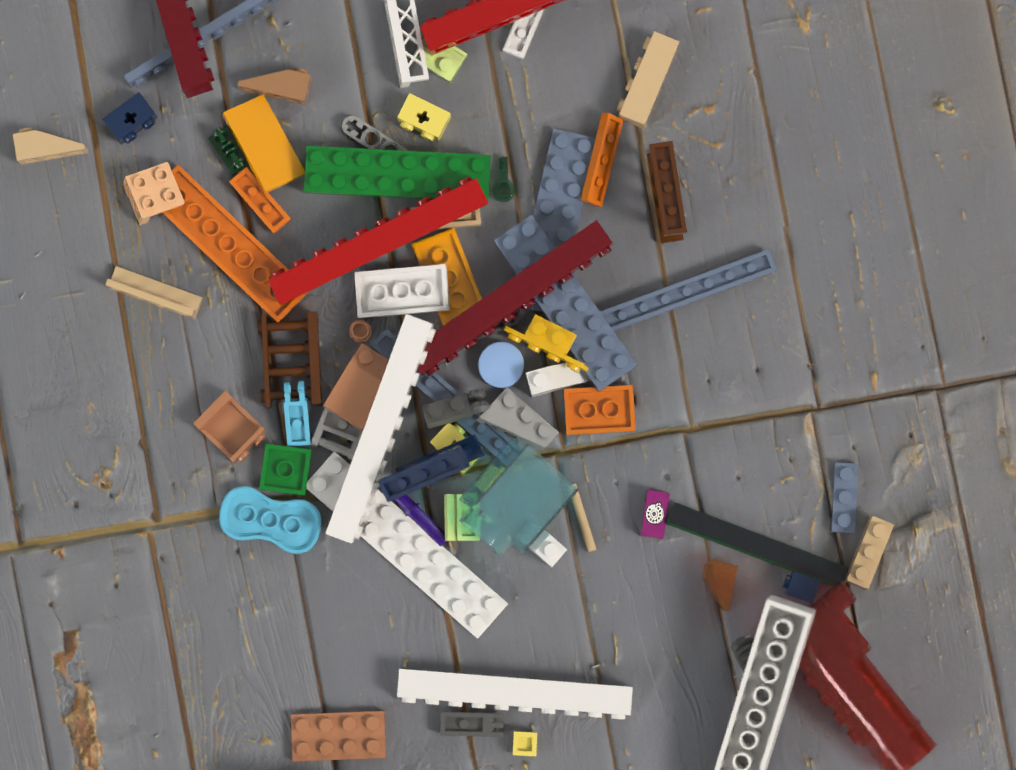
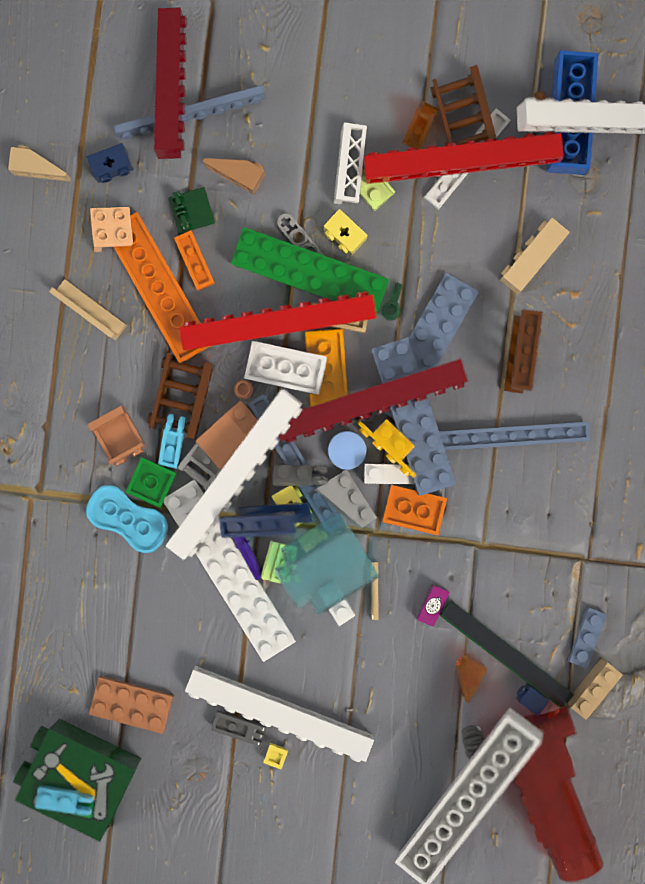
camera: 20 degrees right, 5 degrees up
(264, 143) = (210, 215): light orange tile -> none
(602, 159) = (477, 309): orange plate -> none

